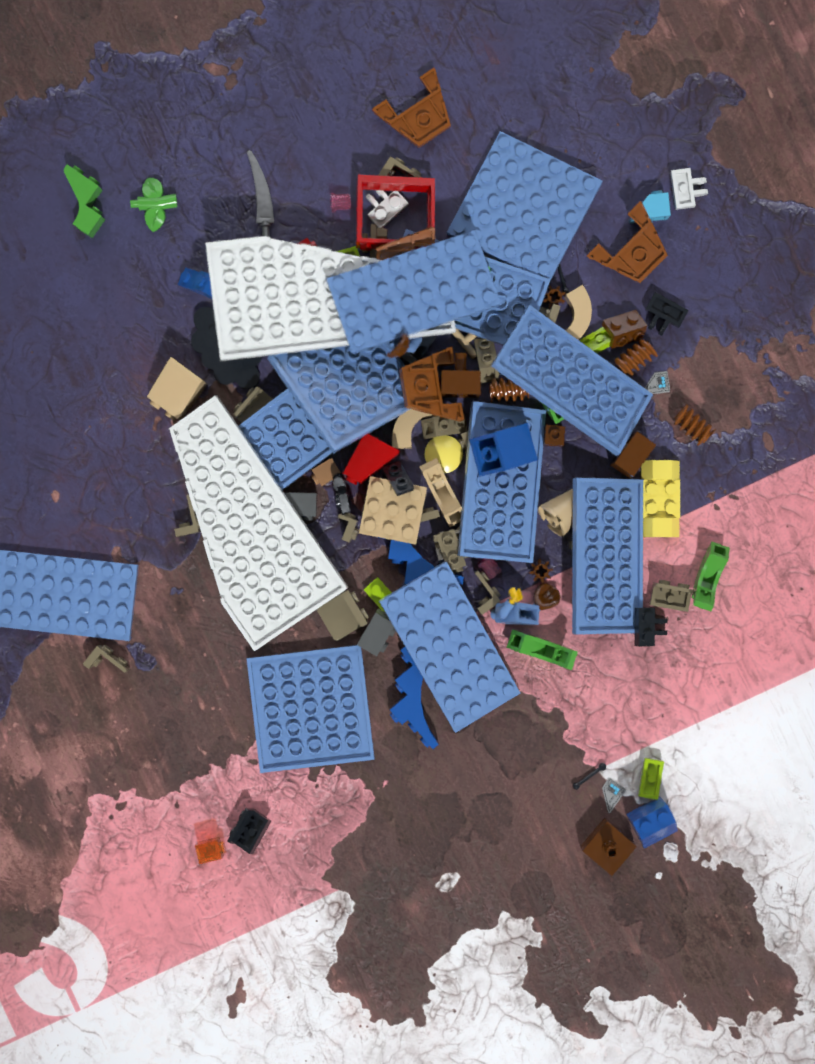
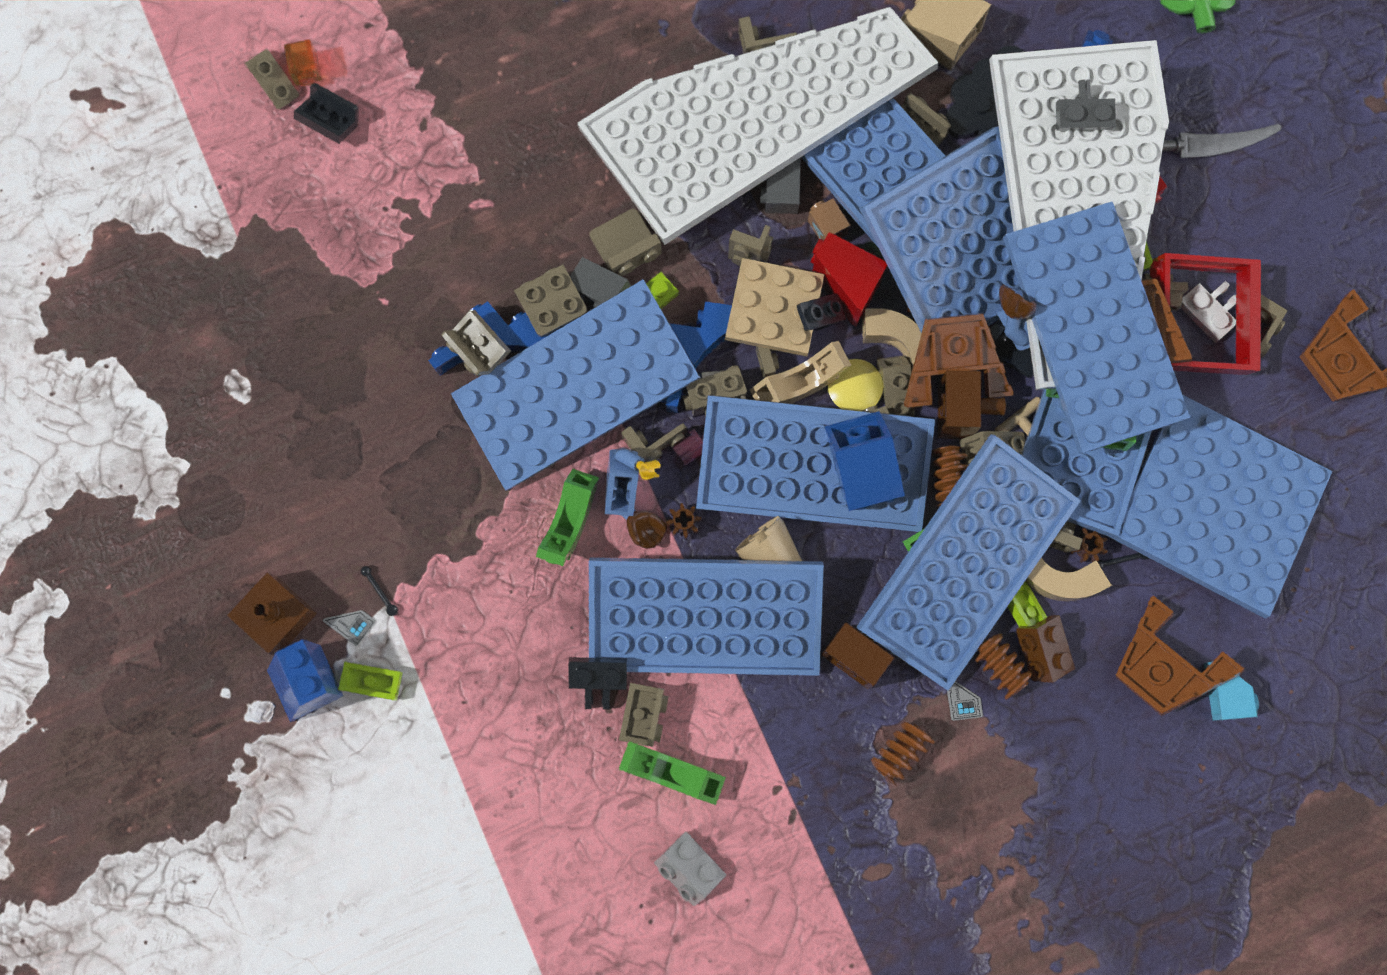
camera: 90 degrees right, 10 degrees down
(220, 873) = (272, 79): none -> dark tan bracket
(261, 295) = (1085, 111): none -> dark grey plate
(310, 708) = (493, 198): medium blue plate -> none
(340, 202) = (1215, 242): clear pink bush -> none
(341, 492) = (796, 240): black hinge -> none
(389, 665) = (551, 301): none -> dark tan bracket
(424, 716) = (476, 344): none -> dark tan bracket
(554, 436) = (883, 542): reddish brown brick -> none
(661, 498) = (790, 703): light yellow piece -> none
(667, 311) = (1075, 714): black hinge -> none
(683, 190) = (1262, 743): white hinge -> none
(769, 563) = (689, 869): none -> light grey bracket

